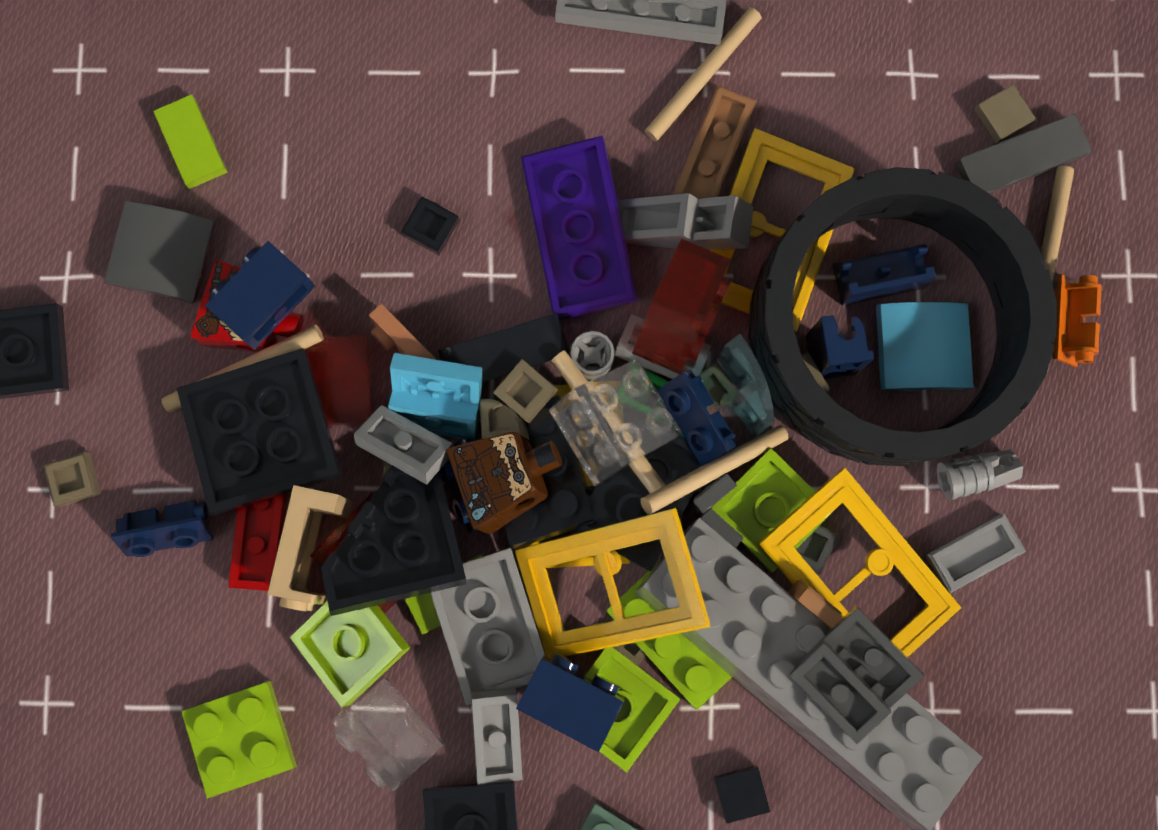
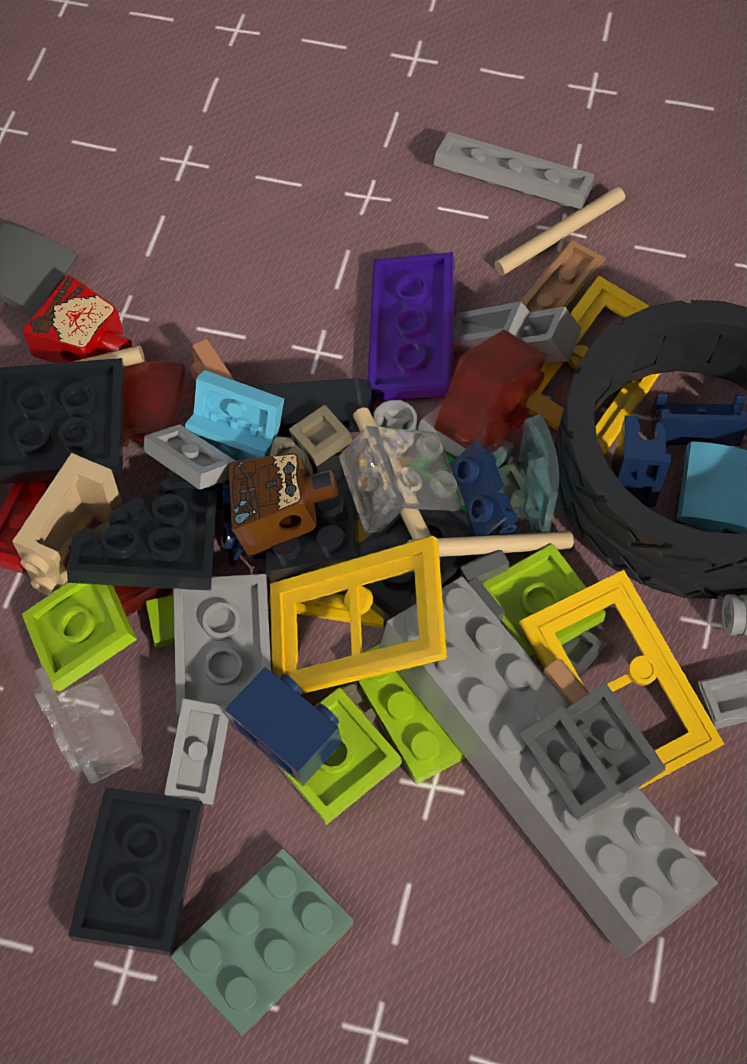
camera: 15 degrees right, 20 degrees down
(190, 141) = (80, 195): lime tile -> none
(259, 294) = (98, 302): dark blue brick -> none
(430, 225) = (273, 299): black tile -> none
(741, 794) = (444, 879): black tile -> none

